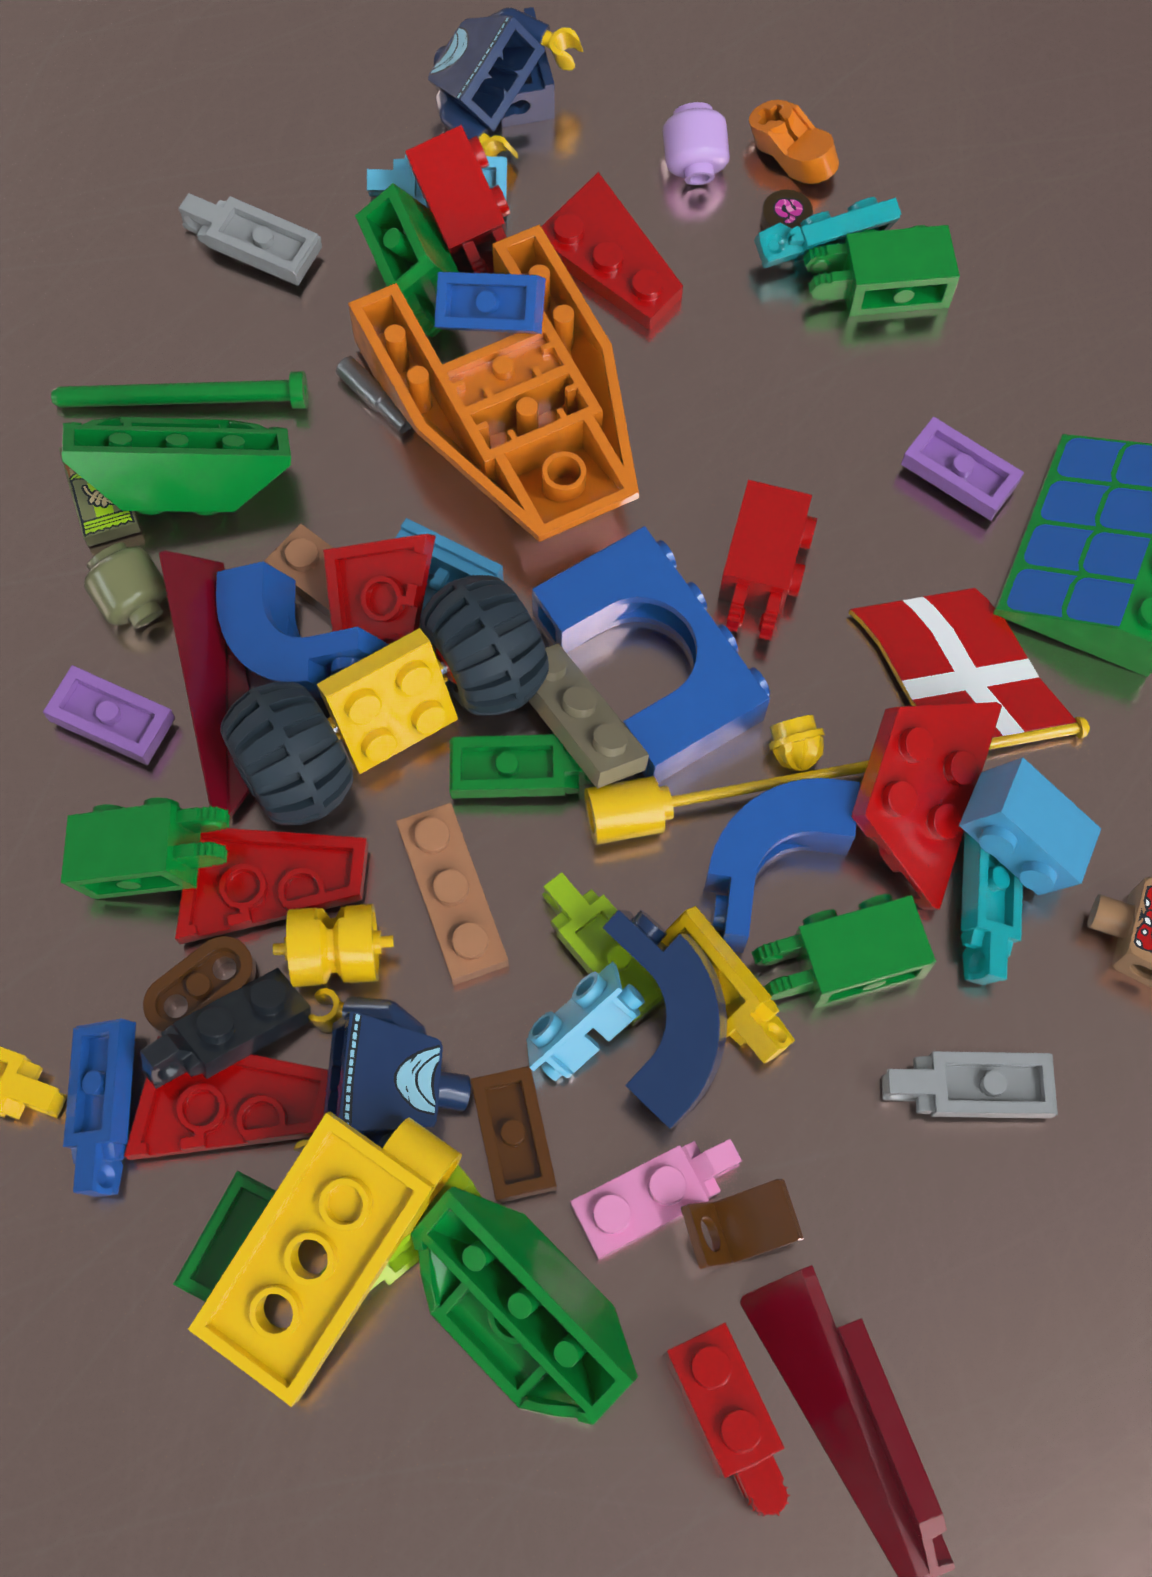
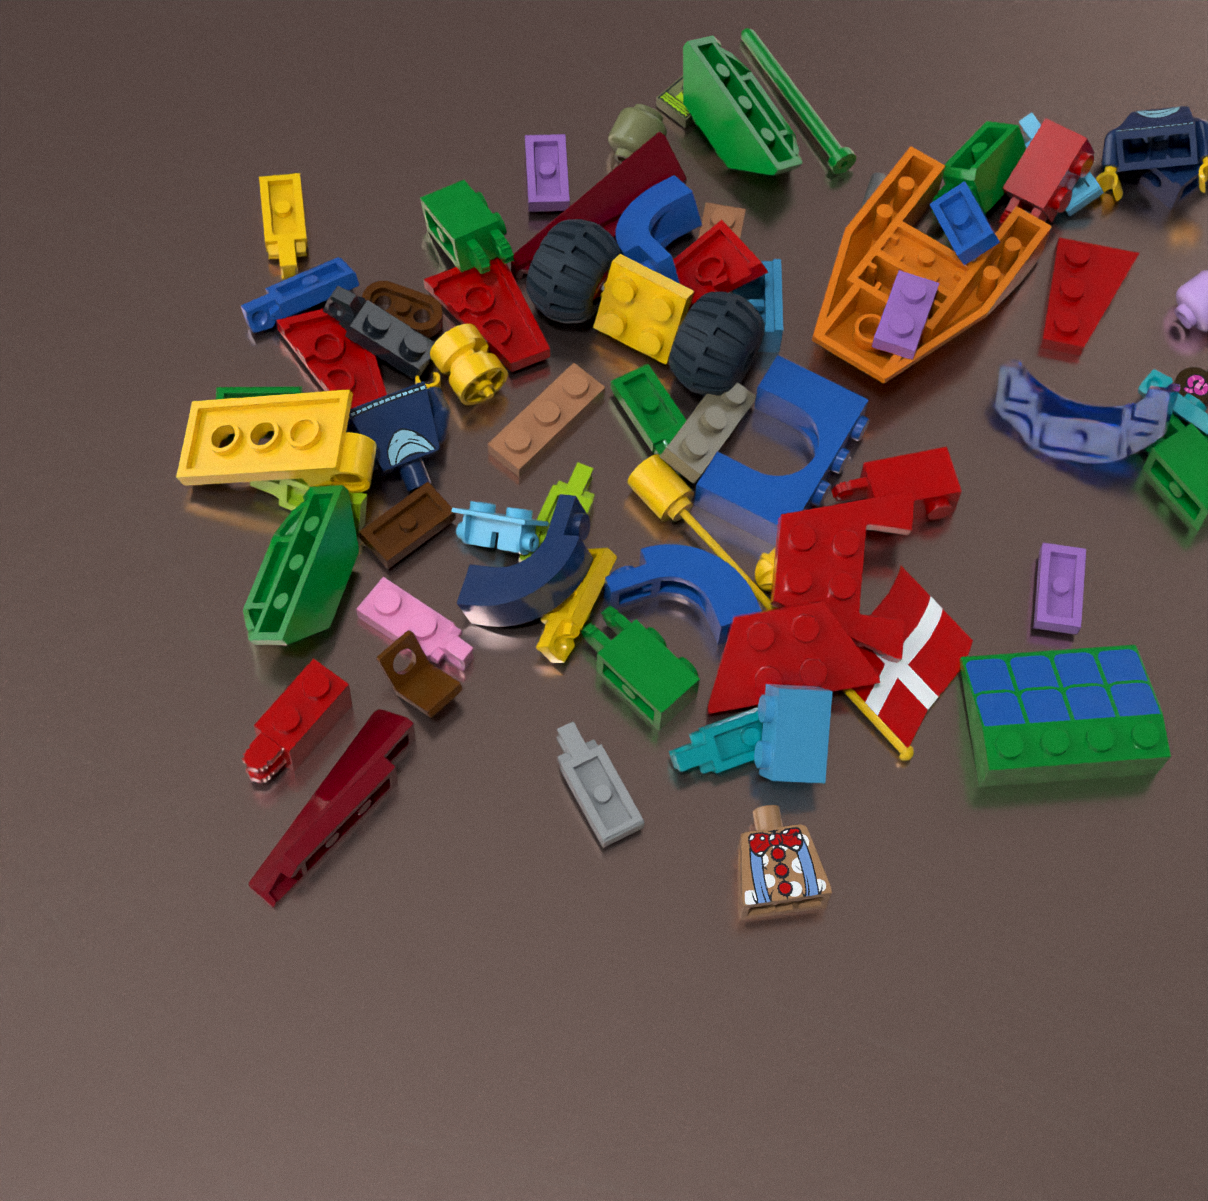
camera: 60 degrees right, 5 degrees down
(252, 236) = (937, 78): light grey hinge -> none
(572, 425) = (905, 315): none -> medium lavender plate
(788, 336) = (1078, 429): none -> clear blue windscreen
(830, 683) = (823, 557): none -> red wing

